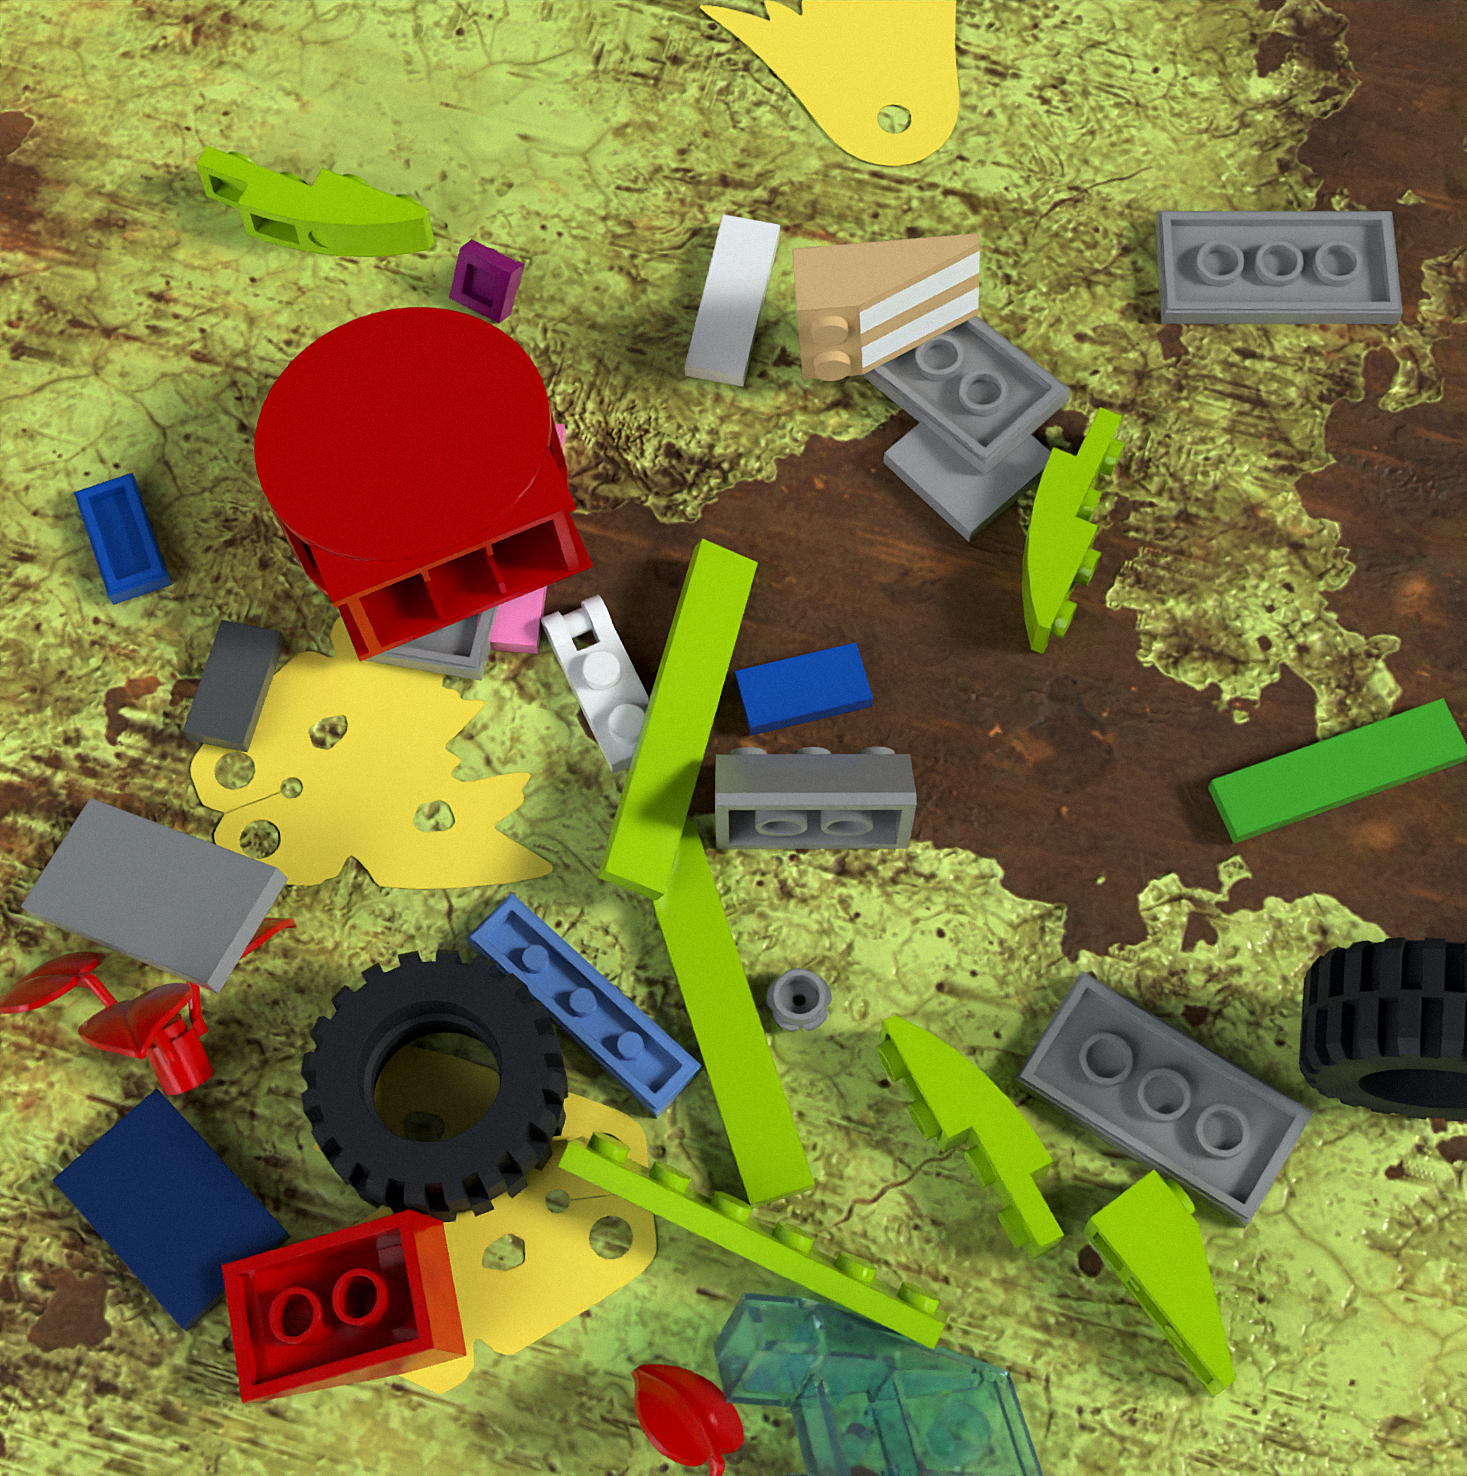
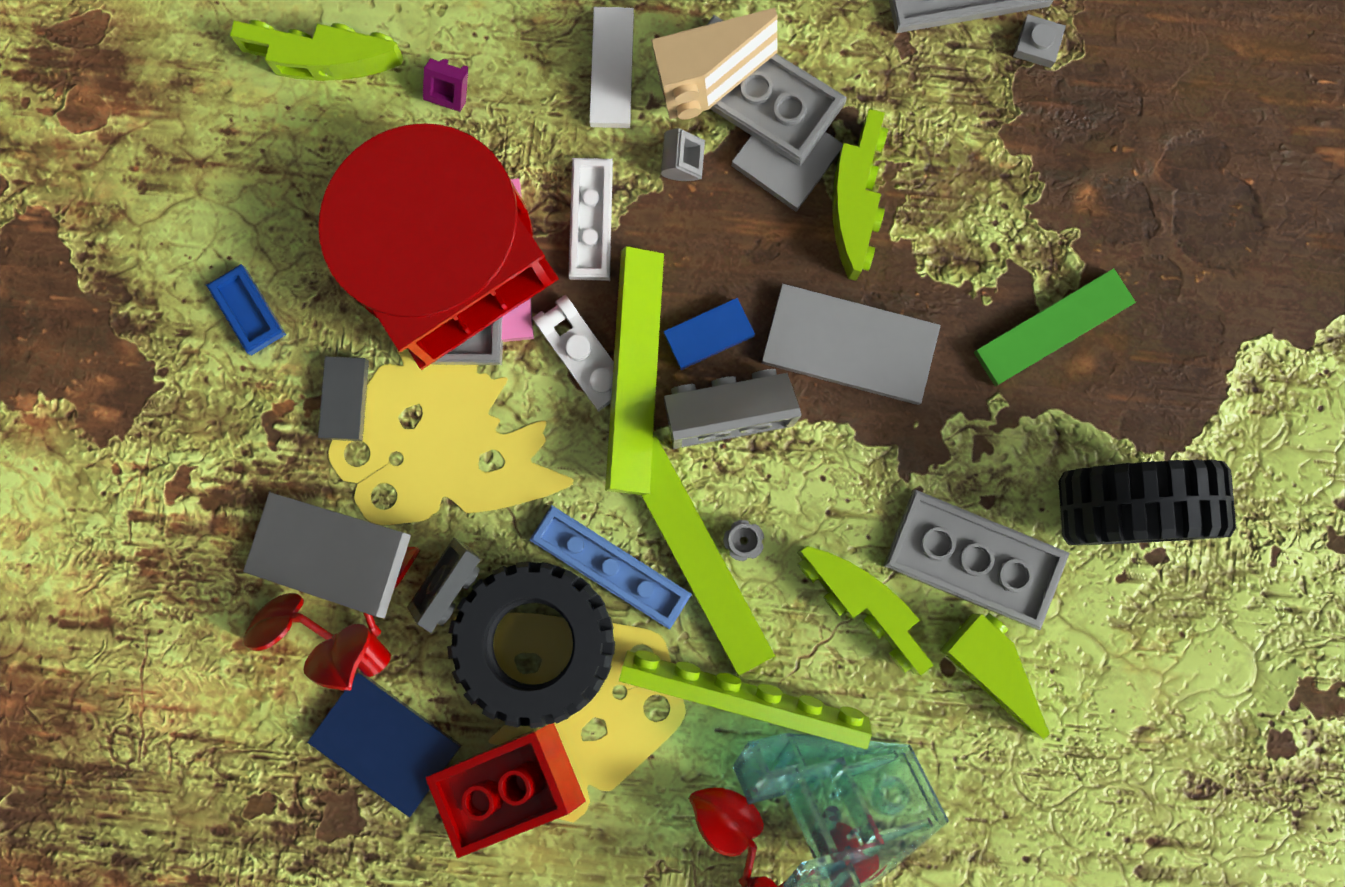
camera: 15 degrees left, 15 degrees up
(340, 954) = (435, 597): none -> dark grey plate
(658, 500) = (590, 219): none -> white tile
(811, 432) = (682, 156): none -> light grey brick
(1019, 741) = (851, 344): none -> light grey tile
(1374, 365) = (1039, 41): none -> light grey plate

